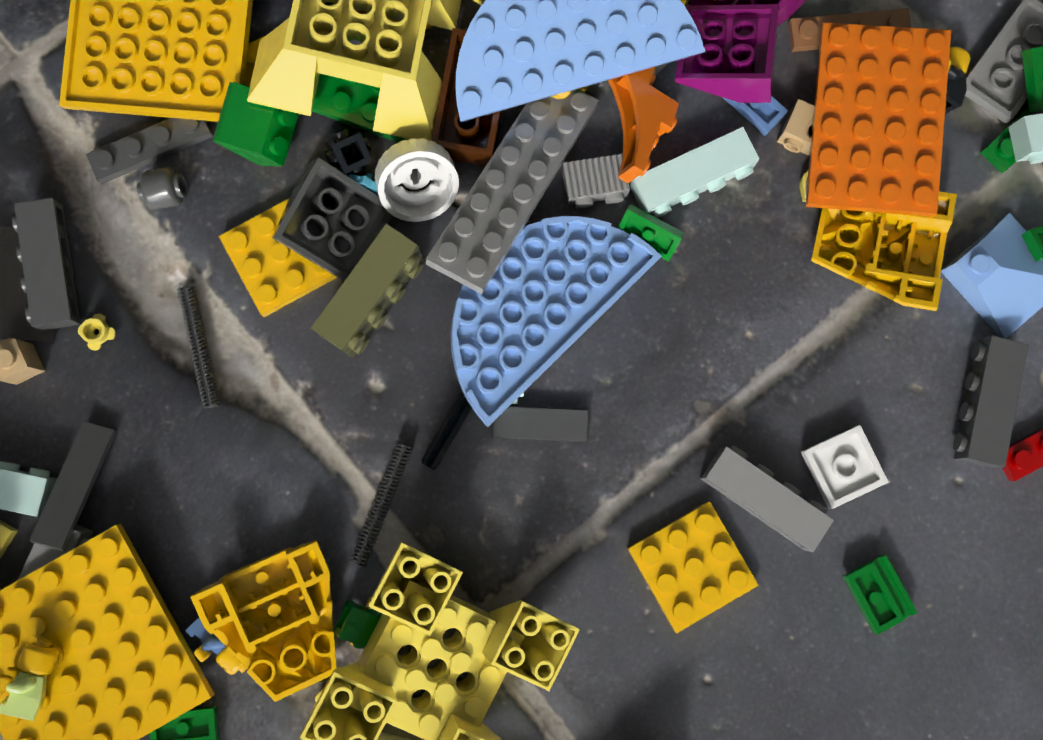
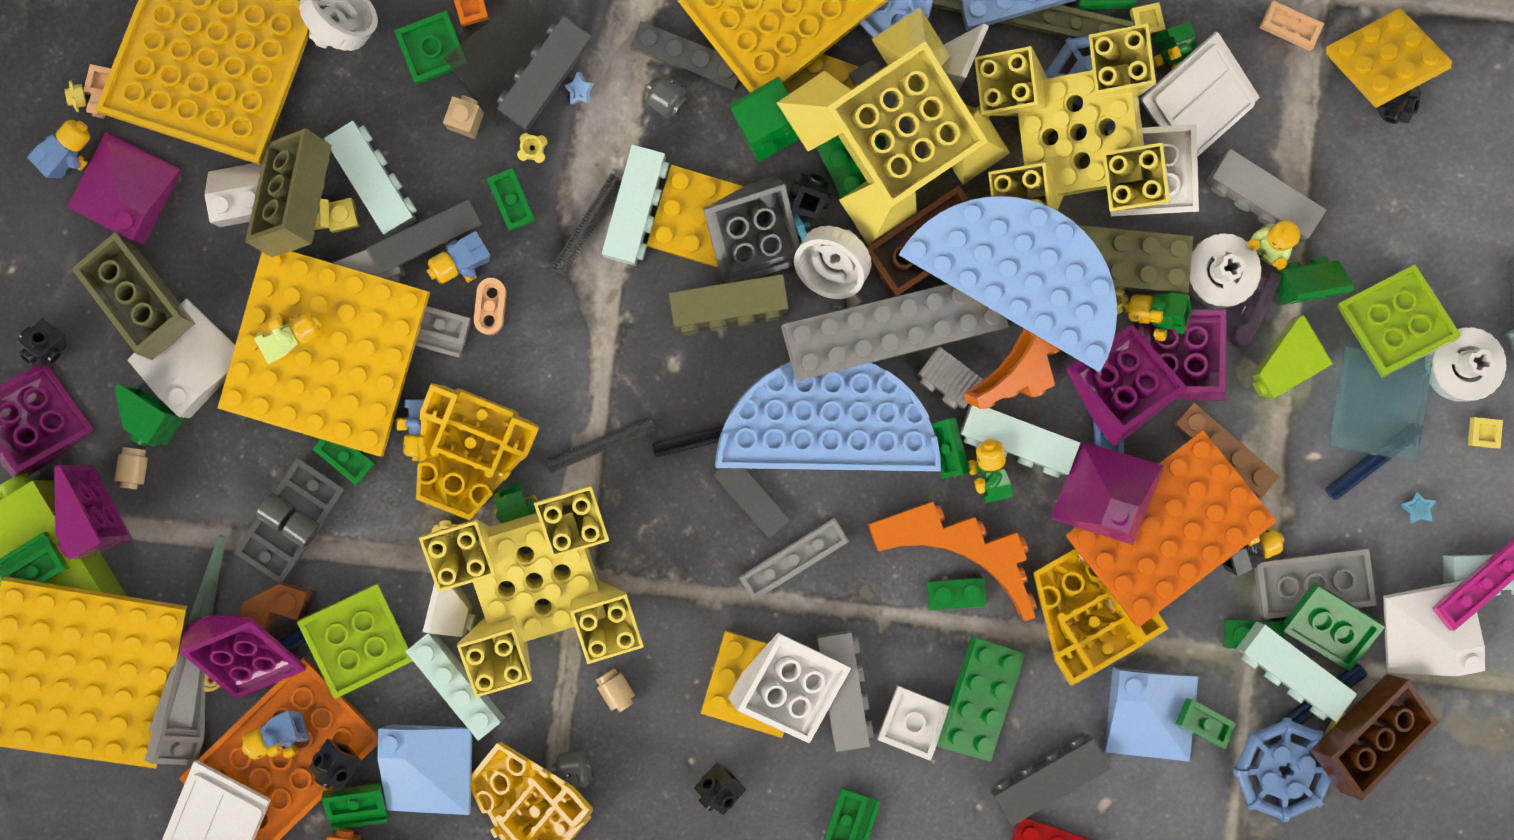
camera: 40 degrees right, 5 degrees up
(89, 251) = (579, 89): none -> light blue piece
(118, 387) = (511, 199): none -> green plate
(121, 469) = (461, 258): none -> medium blue piece
(165, 545) = (443, 332): none -> light grey plate
(185, 487) = (490, 306): none -> light nougat plate
(220, 294) = (634, 205): none -> light aqua brick
(591, 686) = (615, 690): none -> tan brick
(621, 438) = (793, 559): none -> light grey tile
(702, 215) = (990, 464): none -> piece
(725, 539) = (789, 687): none -> white slope
(734, 285) = (997, 556): none -> orange arch
(754, 679) = (719, 789): none -> black brick
(770, 336) = (956, 593): none -> green plate
(805, 139) = (1107, 492): none -> magenta slope
(874, 396) = (981, 699): none -> green plate

